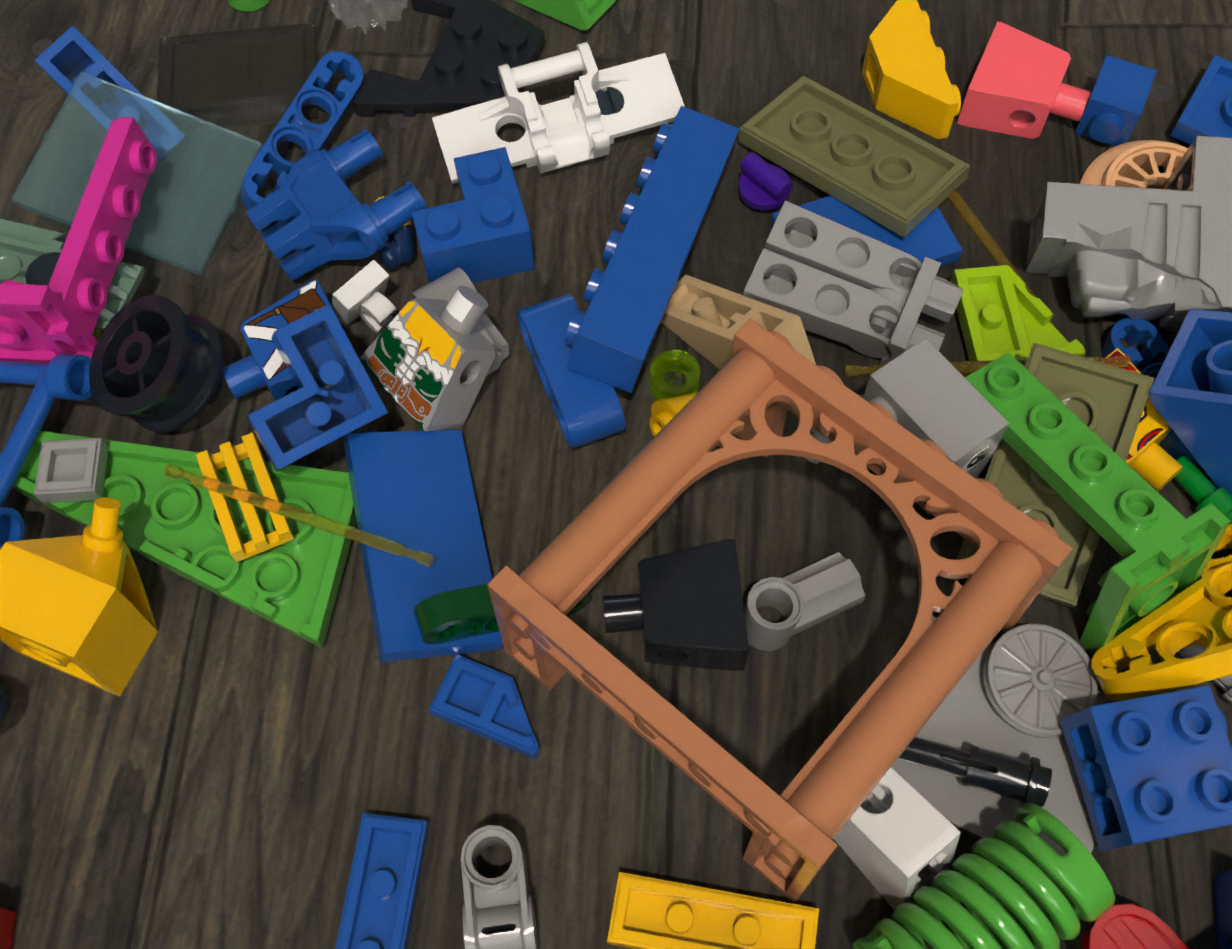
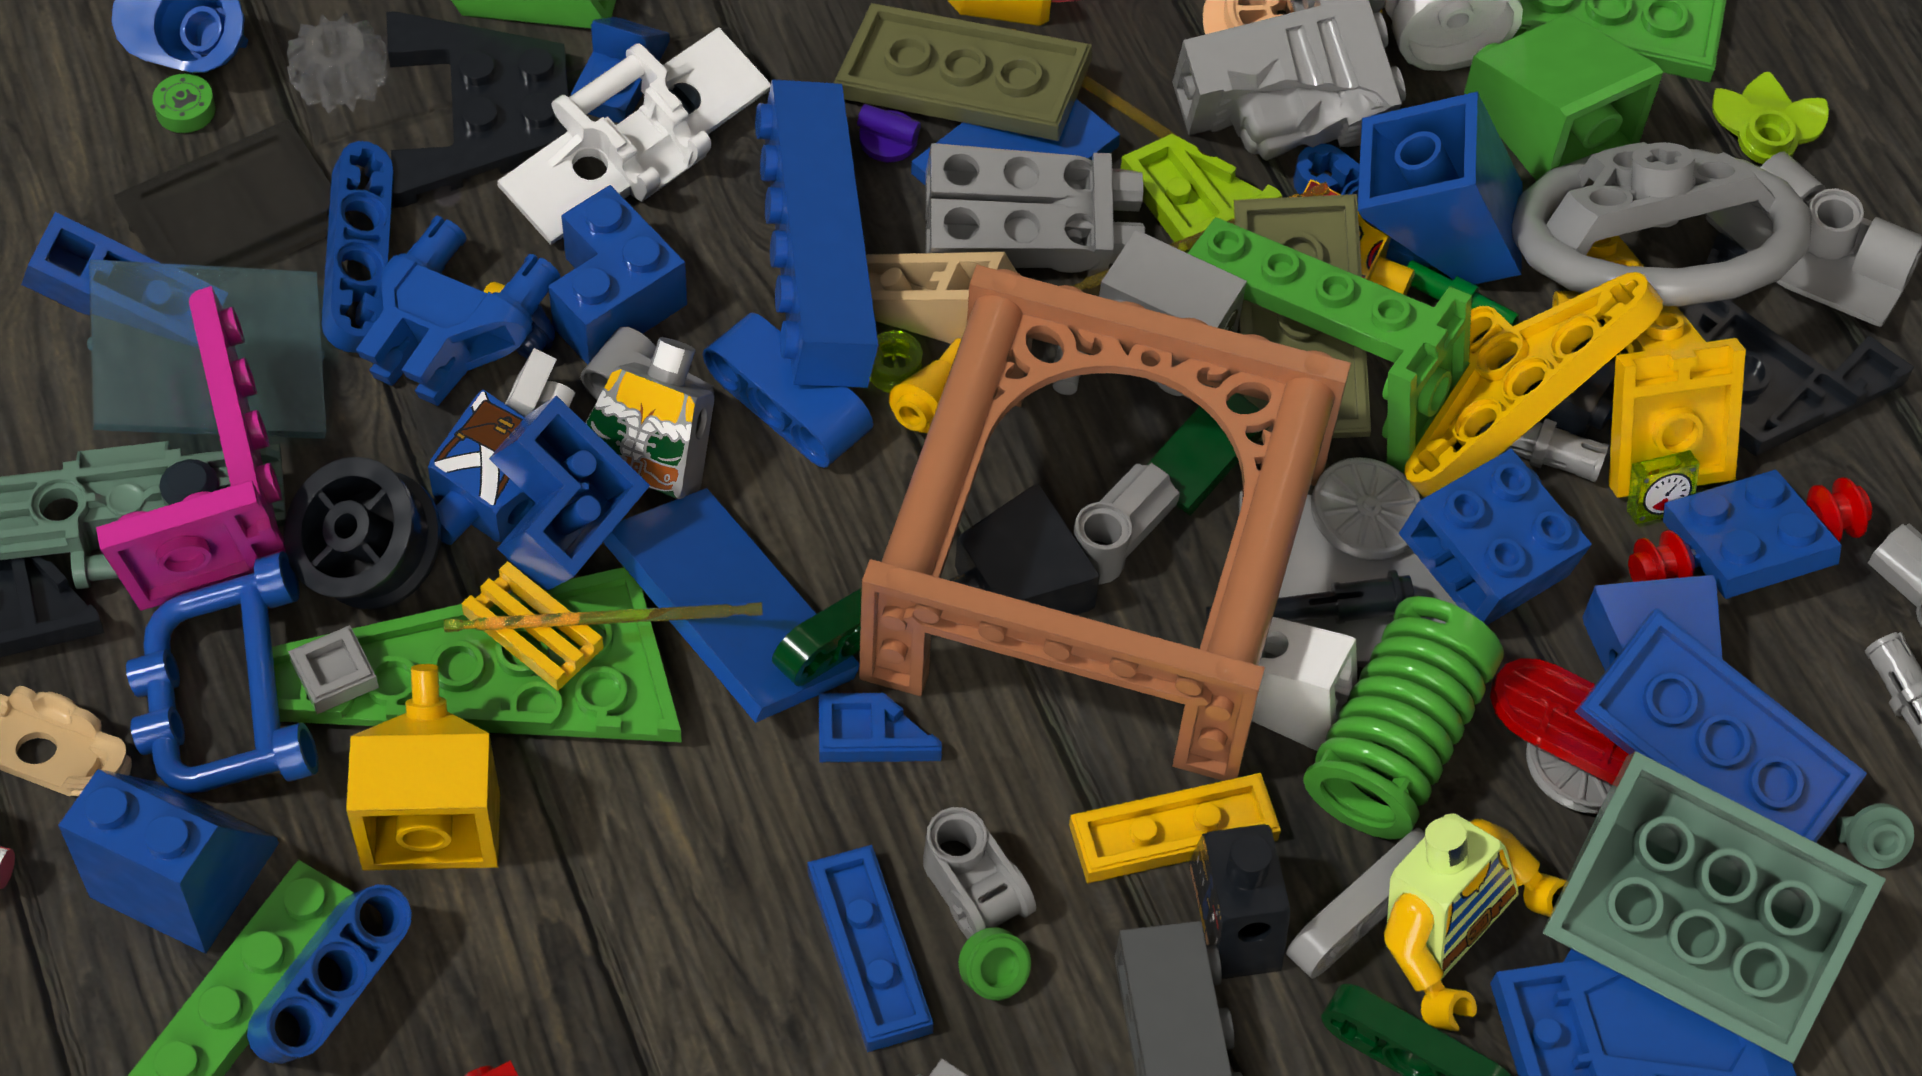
camera: 30 degrees left, 5 degrees down
(605, 48) = (610, 42): none -> blue slope
(891, 570) = (1201, 454): none -> dark green tile

